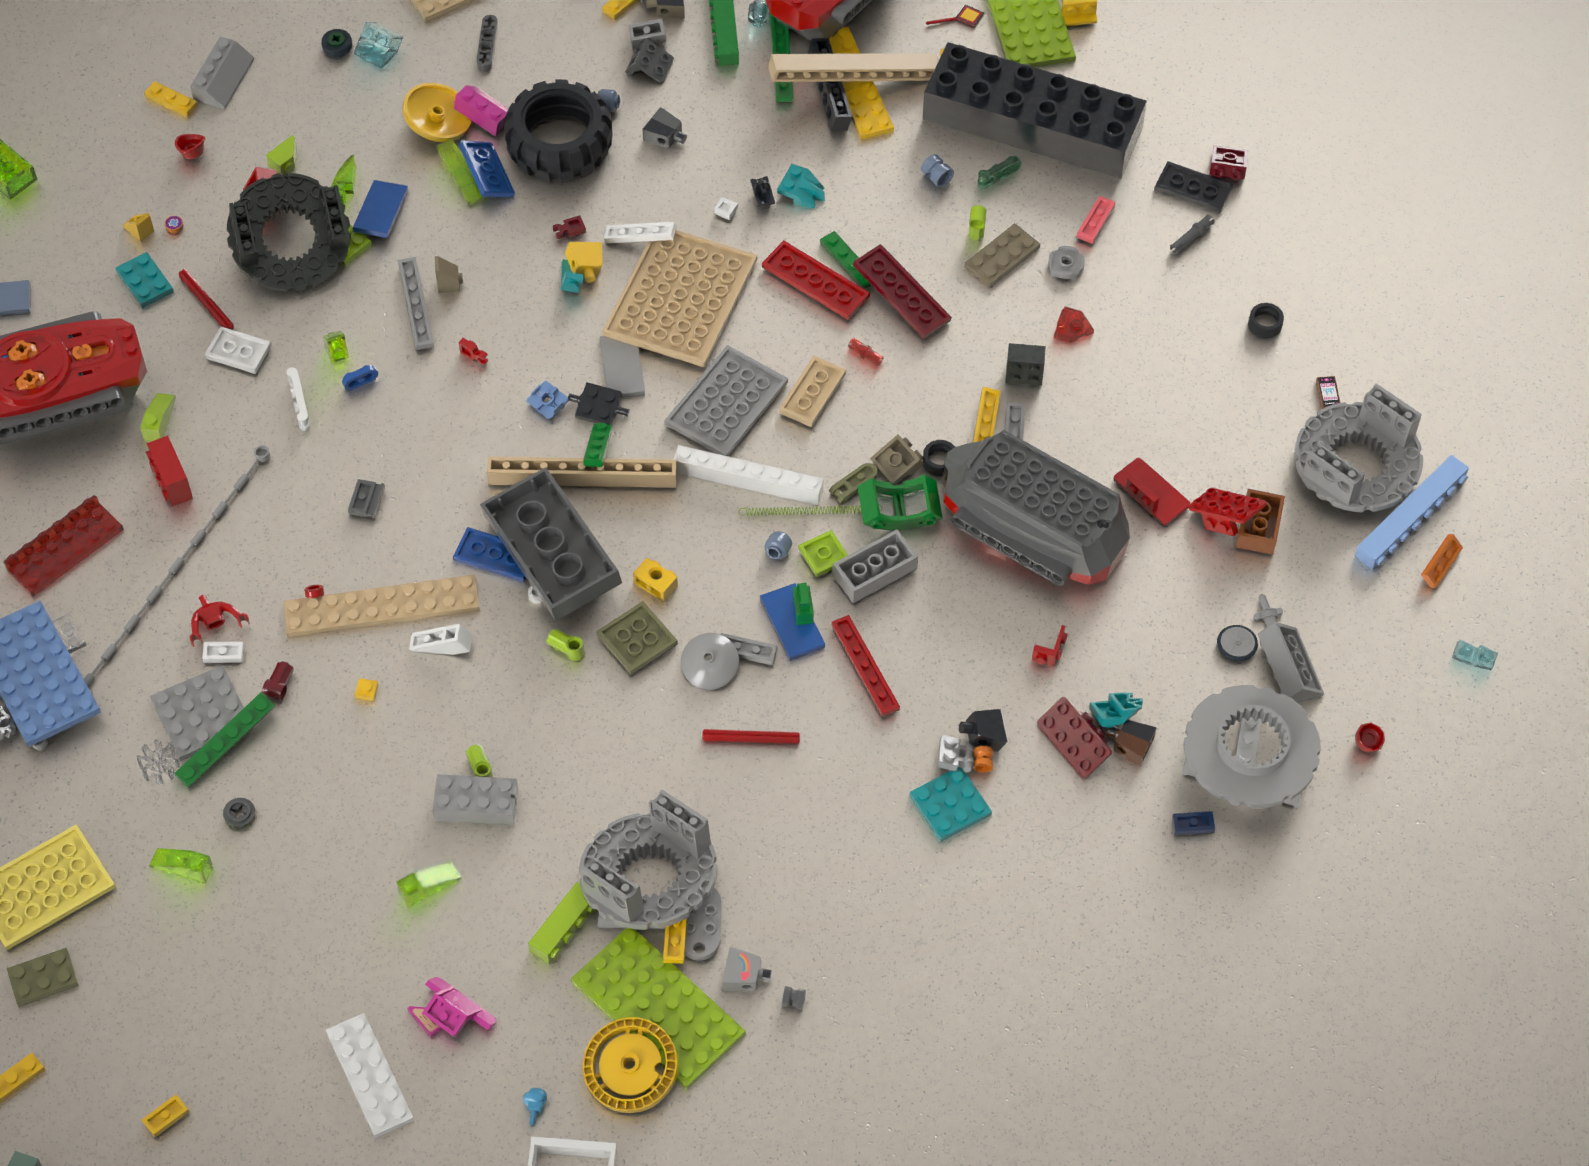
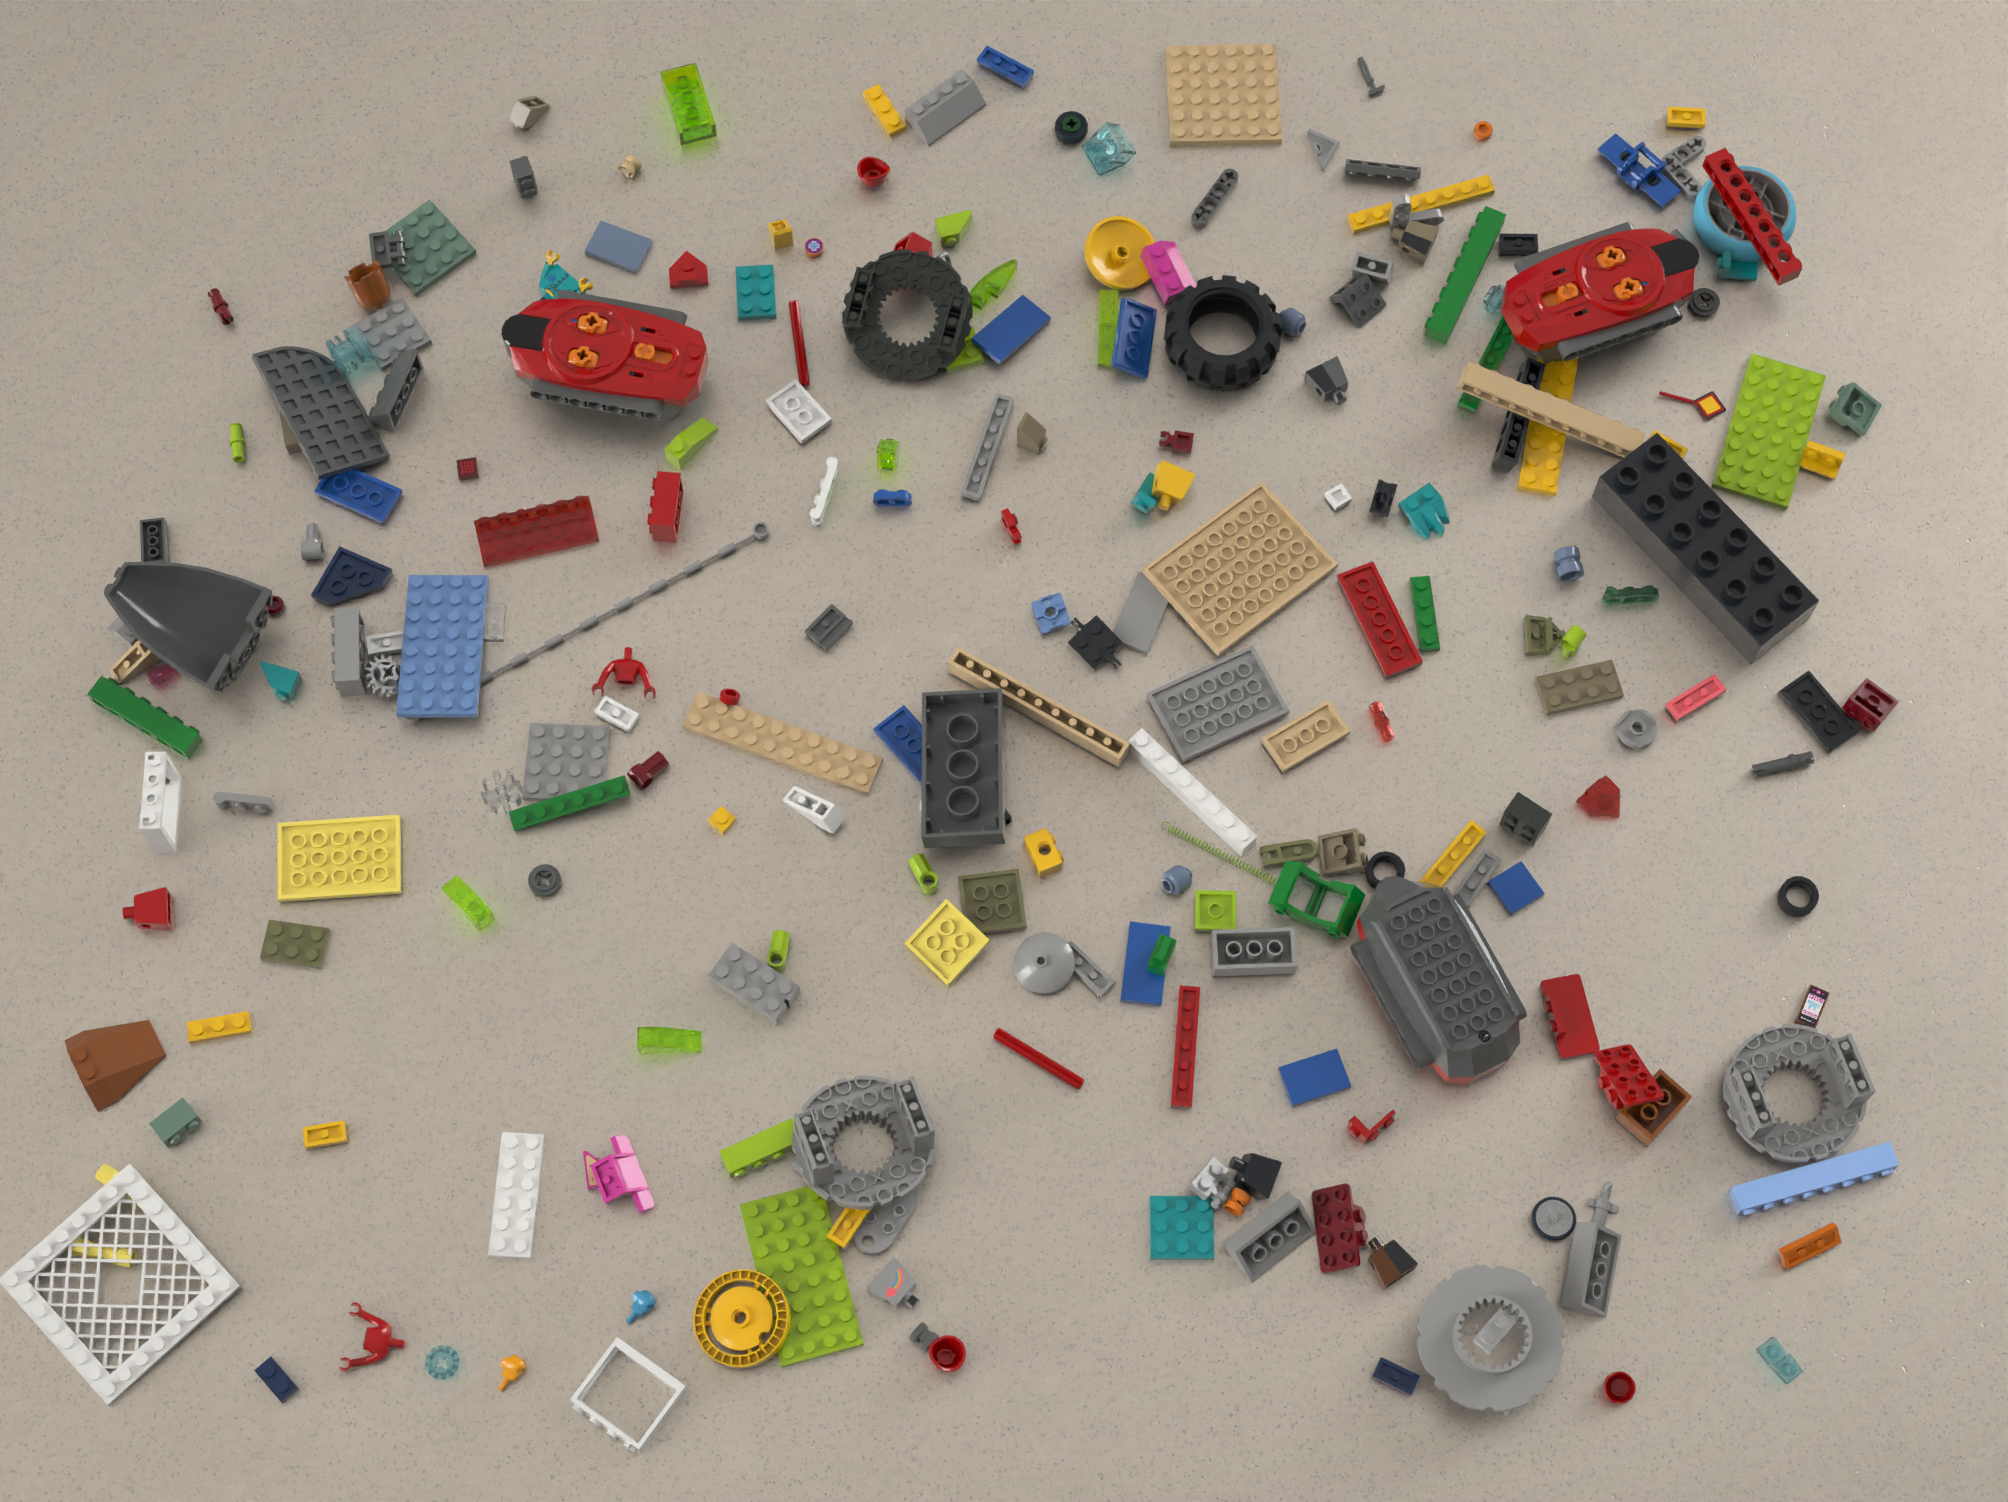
camera: 30 degrees right, 10 degrees up
(76, 290) = (688, 272): none -> red plate
(253, 23) = (1005, 66): none -> blue plate
(597, 445) = (1067, 687): green plate -> none
(619, 684) = (947, 942): none -> light yellow plate
(640, 232) = (1238, 482): white plate -> none
(822, 998) = (947, 1353): none -> red helmet
(902, 291) = (1454, 676): dark red plate -> none
(948, 232) = (1540, 635): none -> olive slope
(983, 636) = (1314, 1077): none -> blue tile
(1025, 771) = (1270, 1236): none -> light grey slope
(1049, 420) = (1515, 888): none -> blue tile
(1117, 709) = (1392, 1223): teal plate -> none

